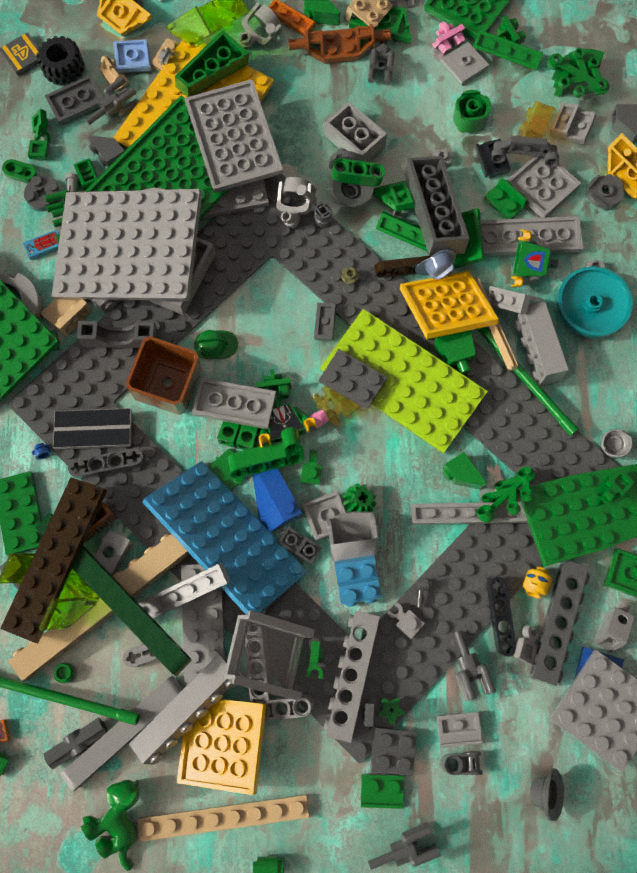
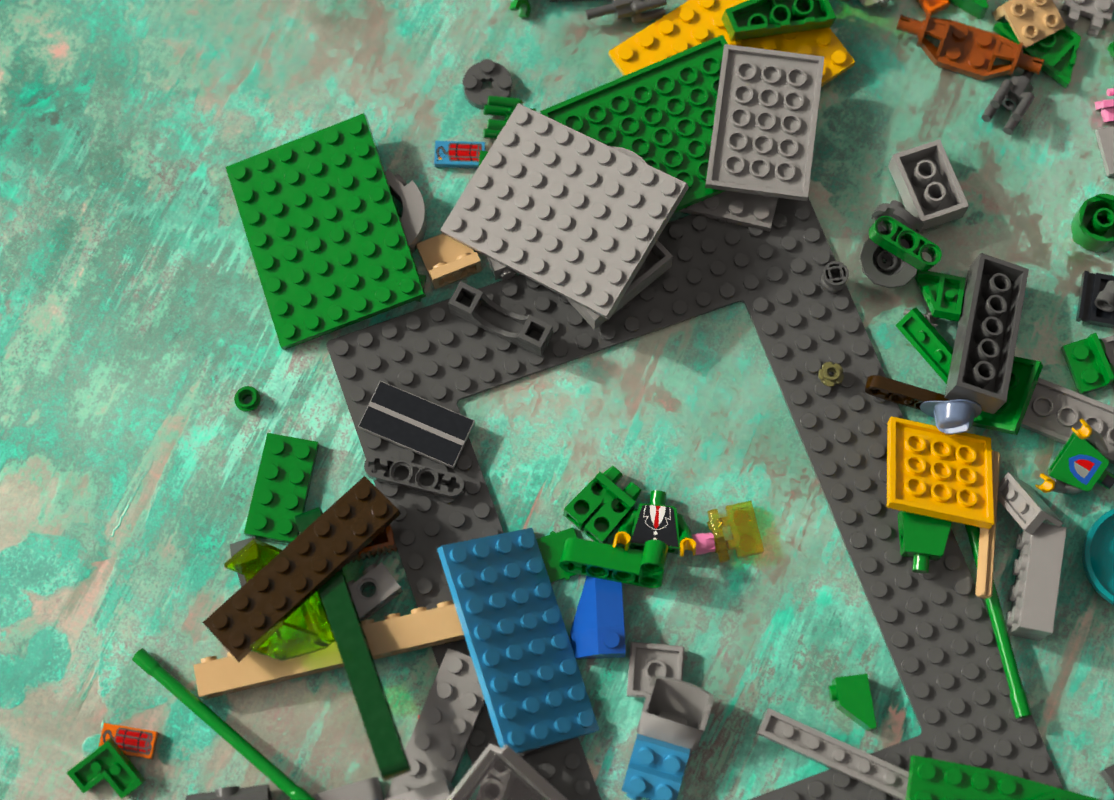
camera: 25 degrees right, 0 degrees up
(21, 171) = (473, 44): green plate -> none
(38, 150) = (507, 24): green plate -> none
(41, 451) = (342, 423): blue plate -> none
(64, 672) = (250, 710): green plate -> none
(72, 182) = (530, 90): light grey pin -> none
(87, 176) = (551, 99): green slope -> none
(106, 148) = (595, 63): dark grey slope -> none
(141, 660) = (351, 741): light grey beam -> none
(160, 361) = (530, 378): dark orange plate -> none
(186, 591) = (441, 683): light grey plate -> none
(215, 344) = (617, 385): green piece -> none
(234, 403) = (605, 475): light grey plate -> none
(276, 383) = (676, 478): green hips -> none
(296, 189) = (819, 232): light grey piece -> none
(299, 545) = (604, 692): dark grey slope -> none
(311, 472) = (662, 607): green plate -> none
(325, 321) = (770, 420): dark grey plate -> none
(352, 379) = (769, 513): dark grey plate -> none
(360, 492) = (707, 661): green gear -> none
(419, 387) = (835, 545): lime plate -> none
(445, 153) = (1036, 262): light grey plate -> none
(524, 478) = (926, 744): green plant -> none
(616, 443) = (1072, 756): light grey hair -> none

